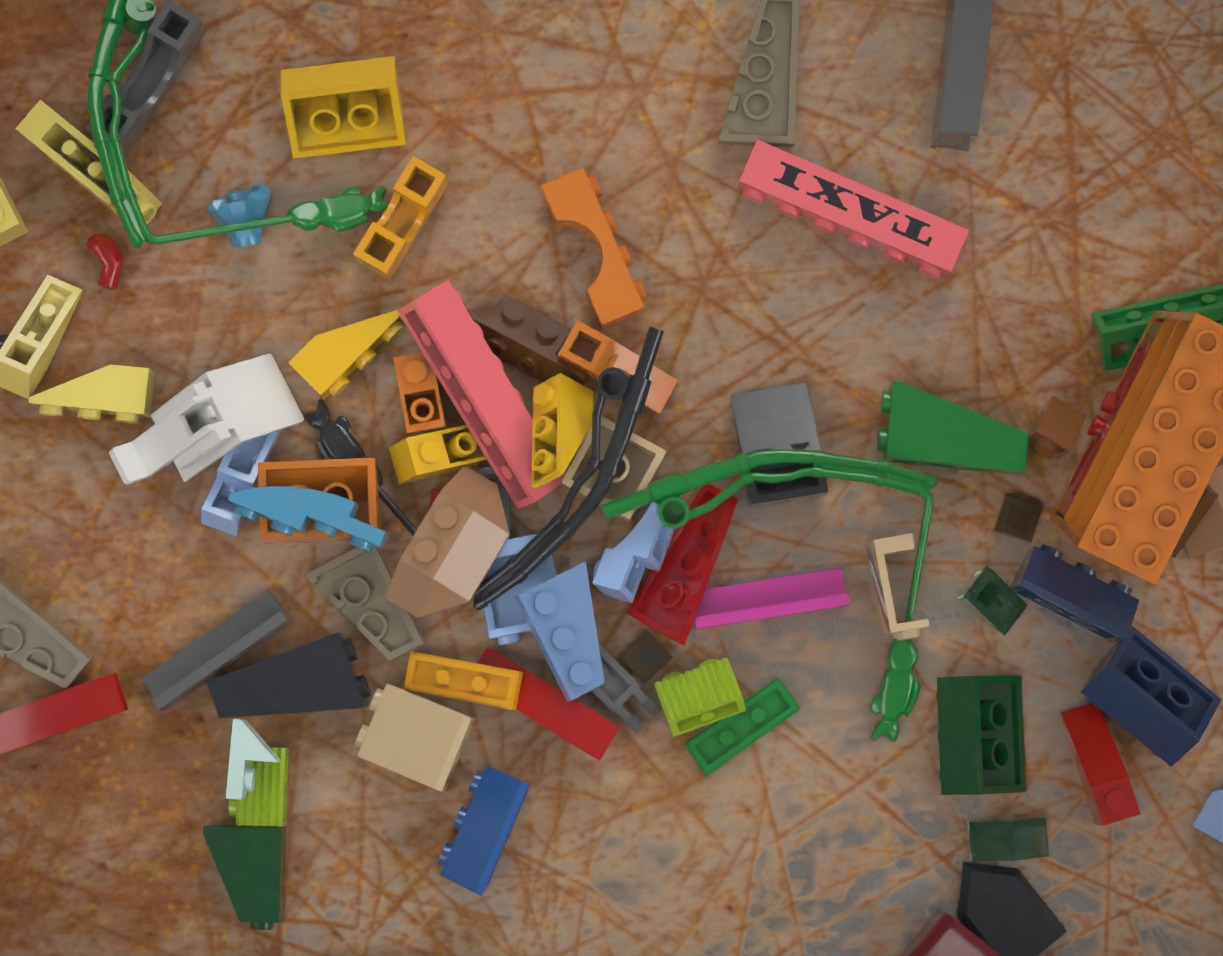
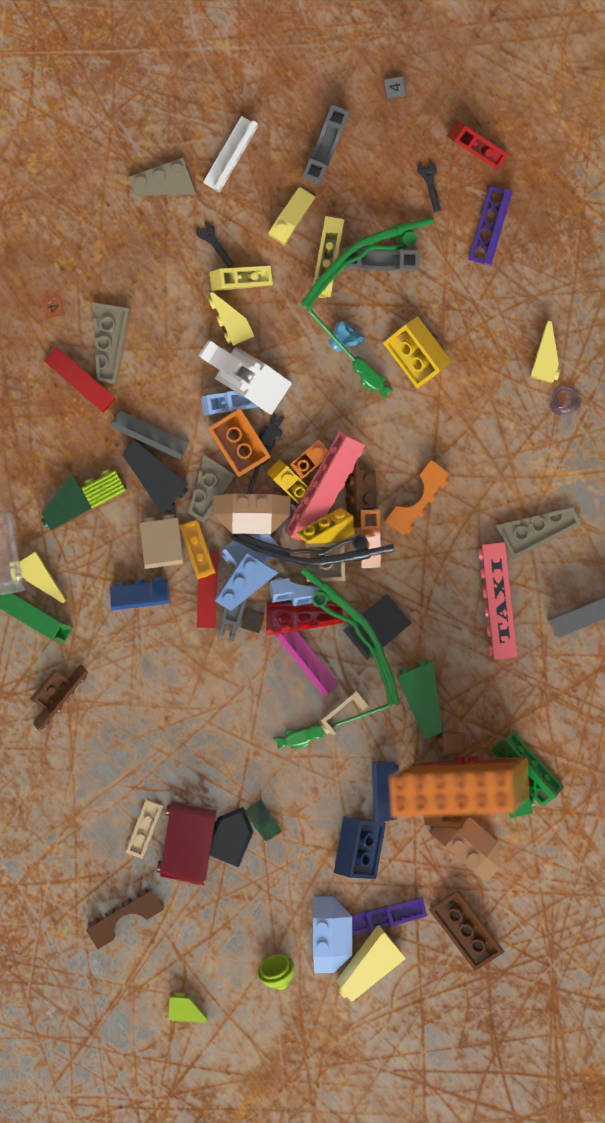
camera: 55 degrees right, 5 degrees up
(109, 256) = (293, 289): red arm -> none
(245, 746) = (116, 474): light aqua slope -> none
(295, 507) = (229, 436): dark azure slope -> none
(335, 354) = (306, 412): yellow slope -> none
(410, 207) = (382, 407): light orange arch -> none
(699, 696) = (248, 654): lime brick -> none
(735, 733) = (246, 679): green tile -> none
(981, 735) = (301, 784): dark green slope -> none
(992, 600) = (362, 757): clear green slope -> none
(1018, 518) = (404, 748): dark brown tile -> none
(1099, 765) = (317, 841): red slope -> none

